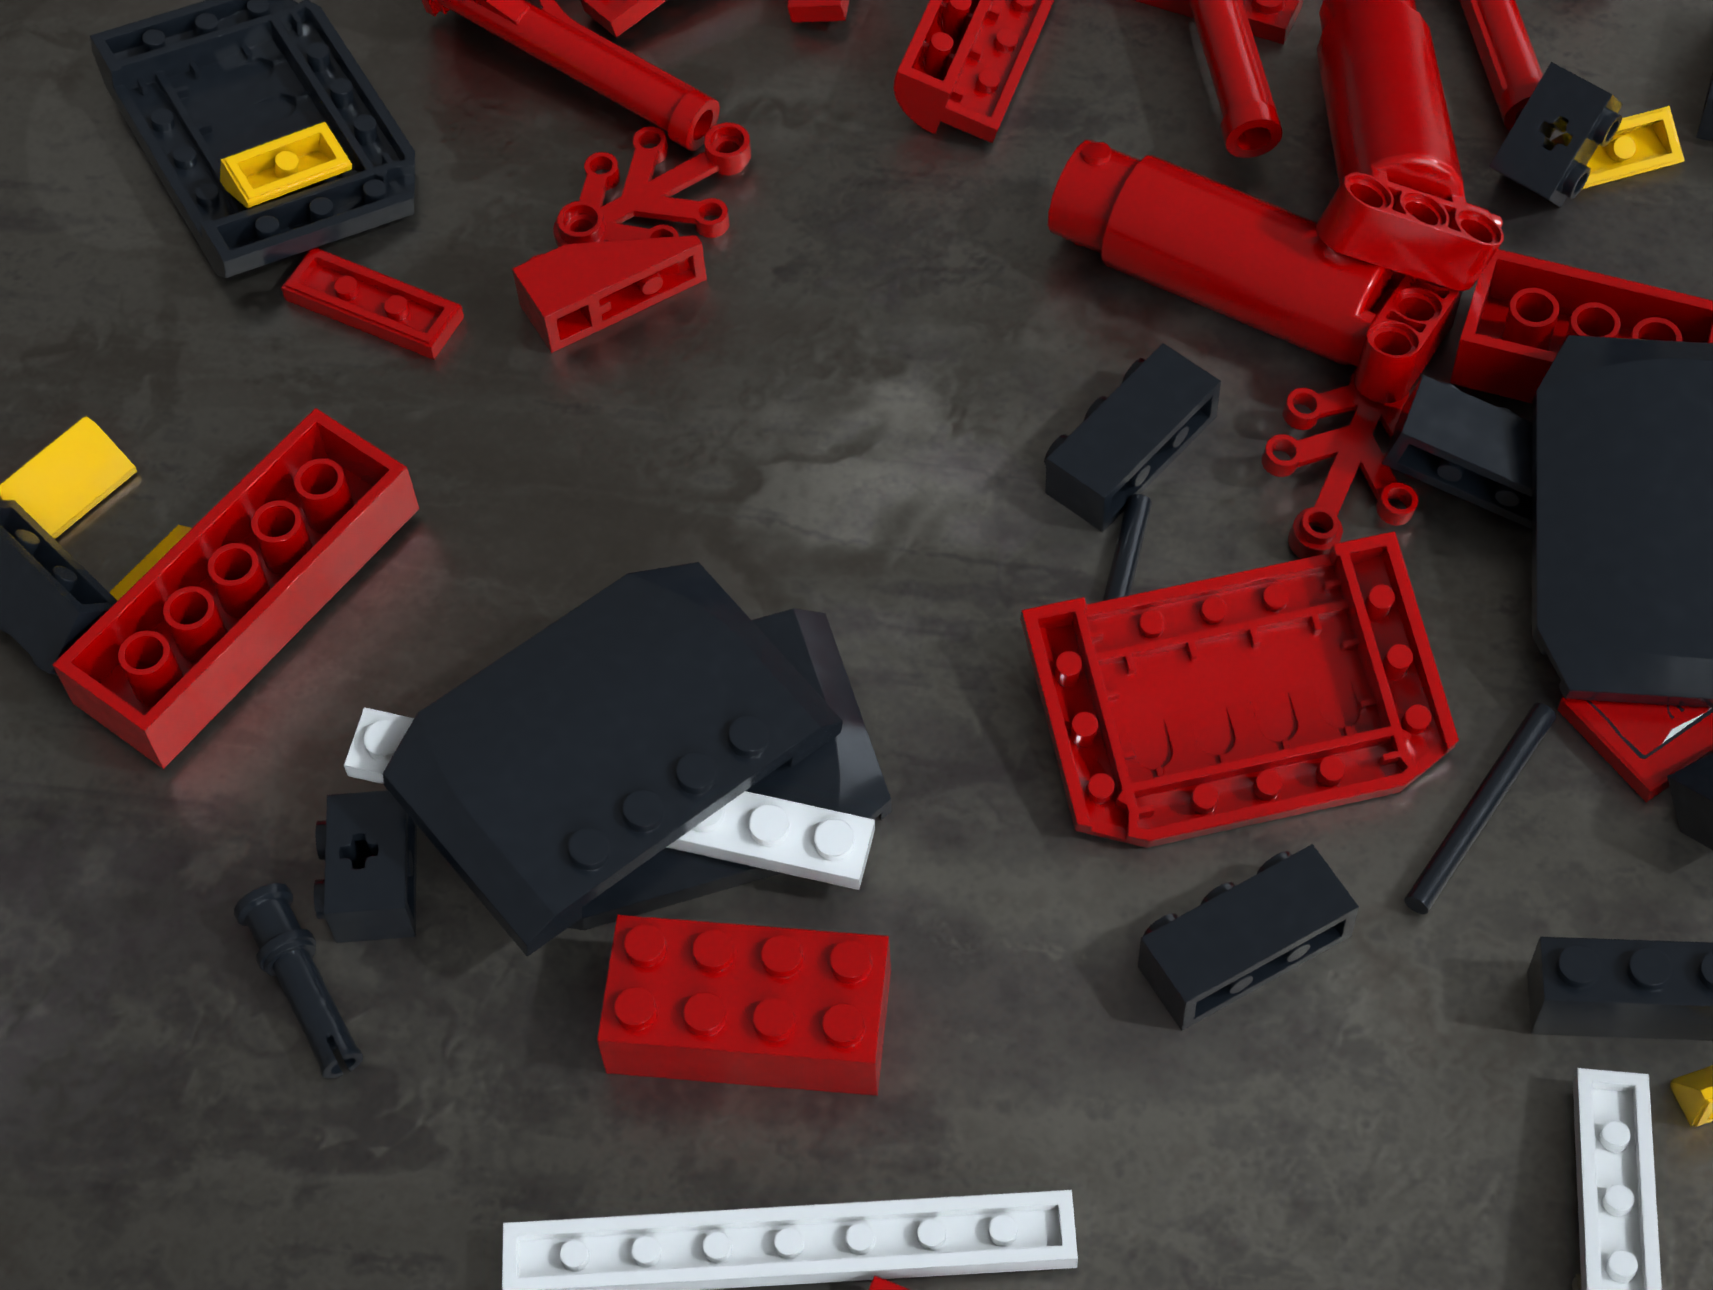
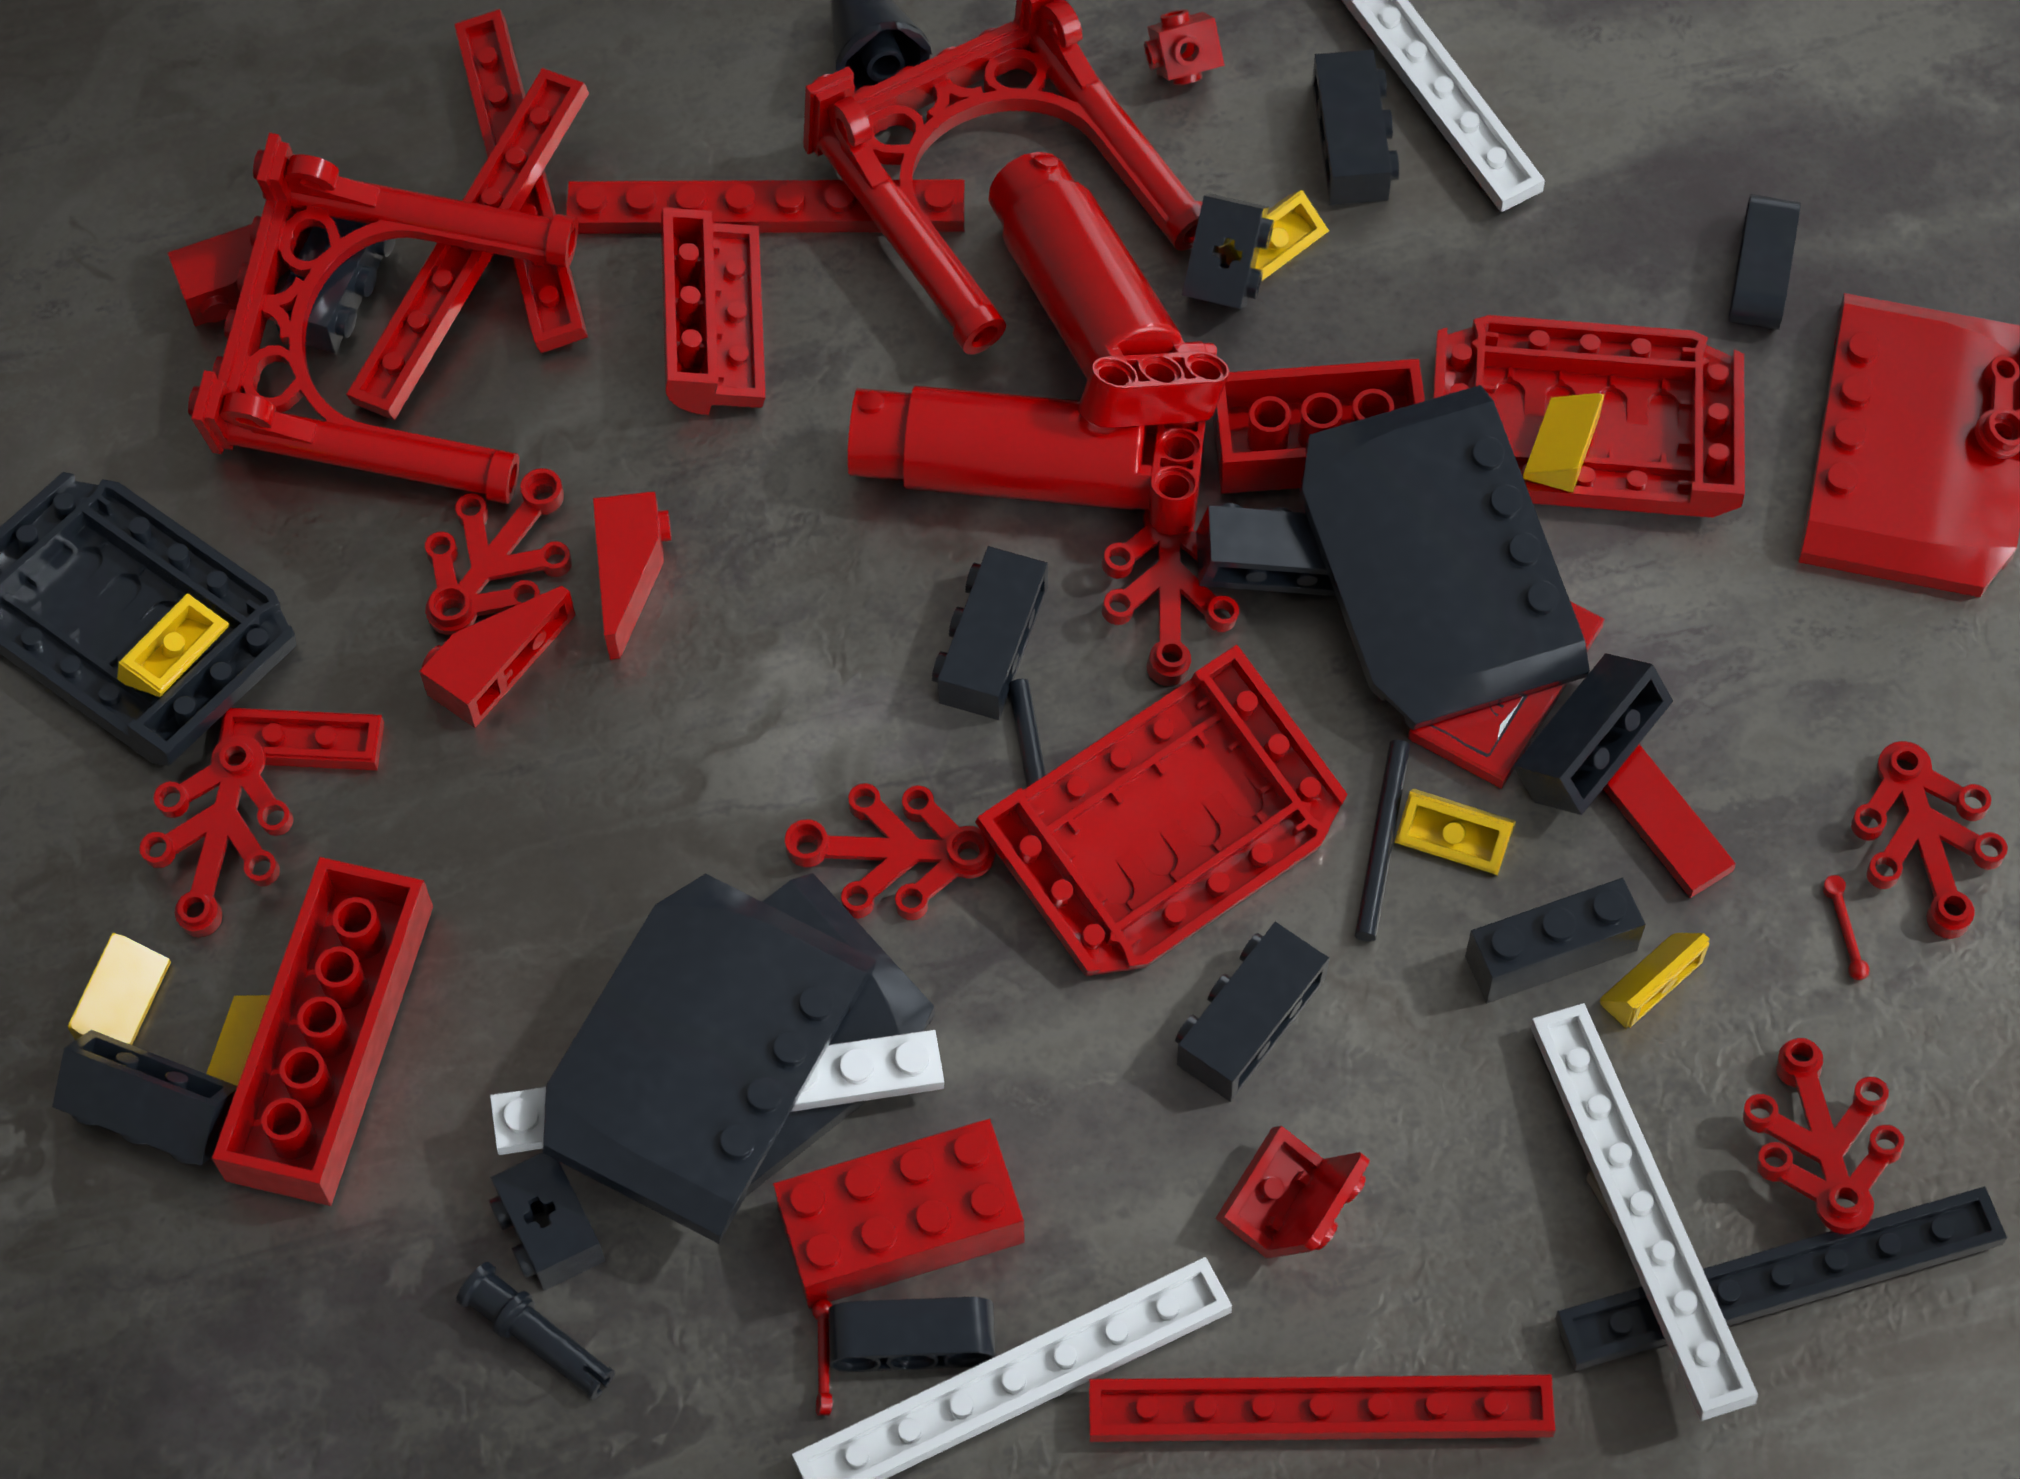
camera: 25 degrees left, 5 degrees up
(241, 353) = (218, 825): none -> red plant
(617, 1082) = (824, 1397): none -> red hinge
(699, 1144) = (911, 1334): none -> black beam
(779, 241) = (629, 560): none -> red slope
(925, 625) = (898, 850): none -> red plant
(1199, 1158) = (1291, 1196): none -> red bracket
(1570, 828) = (1454, 831): none -> yellow slope

